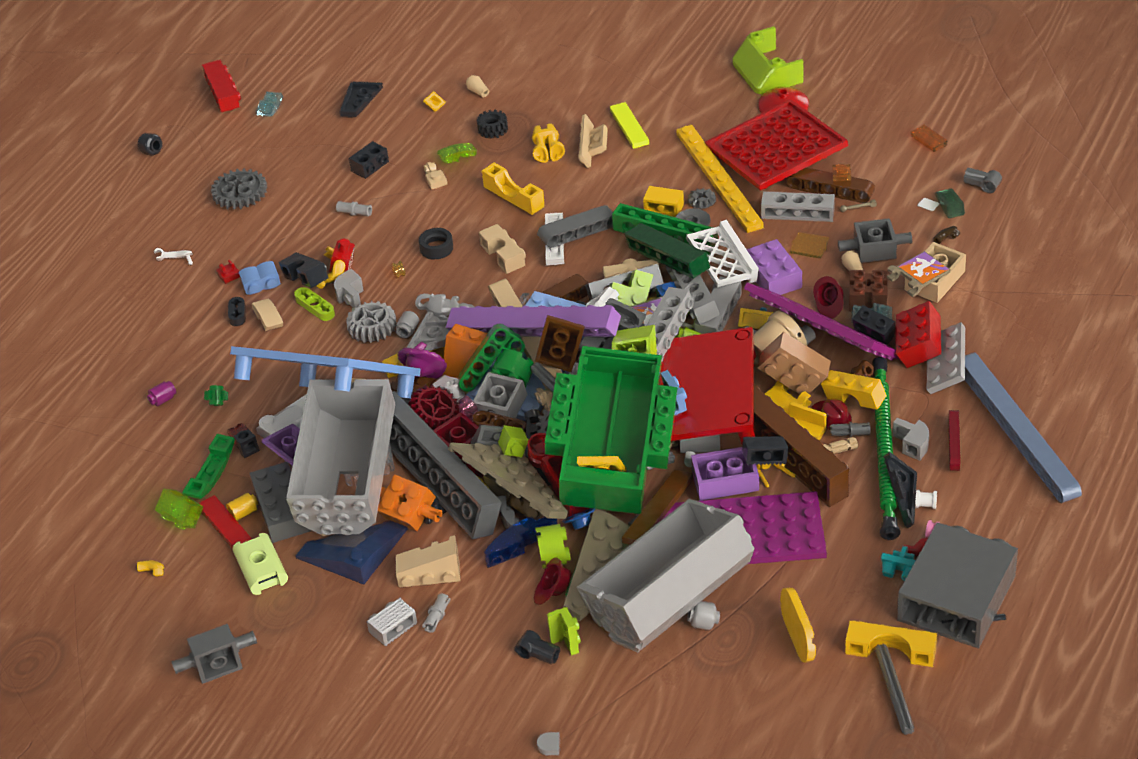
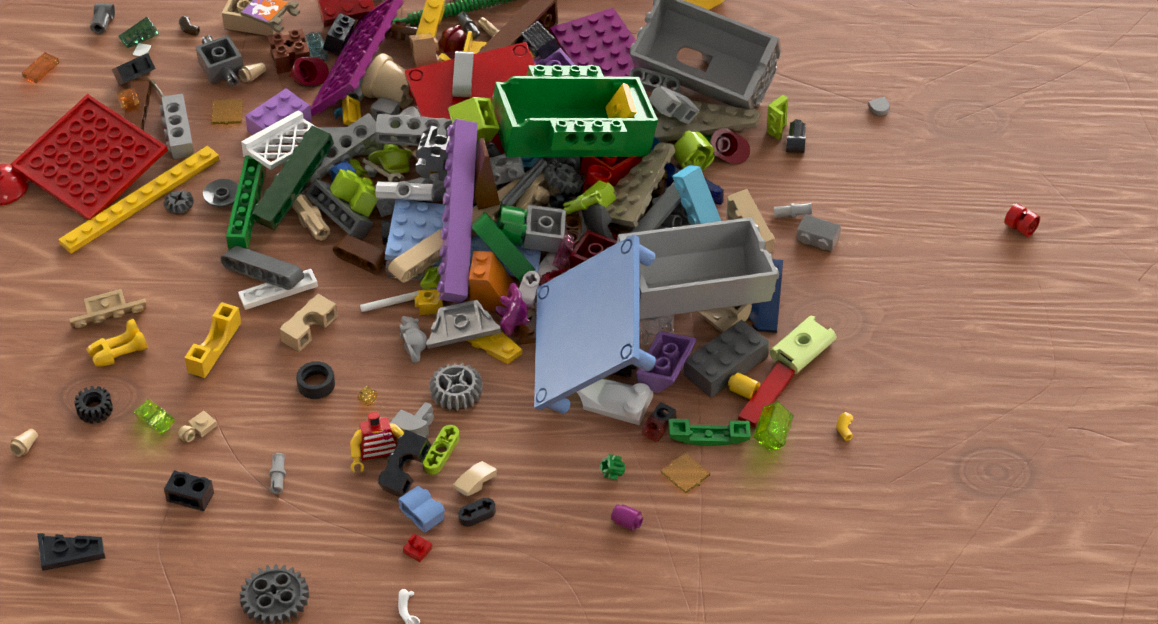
camera: 115 degrees left, 5 degrees up
(184, 448) = (685, 473): none -> clear yellow piece
(214, 653) = (922, 323): dark grey brick -> none
(407, 324) = (448, 355): light grey brick -> none
(434, 101) = (57, 476): yellow slope -> none
(458, 508) = (695, 196): none -> medium azure brick
(503, 419) = (582, 202): none -> lime pin
(606, 537) = (671, 102): none -> light grey arch
(629, 125) = (66, 292): neon yellow tile -> none
(663, 200) = (196, 222): yellow brick -> none
(721, 363) = (462, 74): none -> light grey beam
(888, 185) = (133, 69): none -> black brick

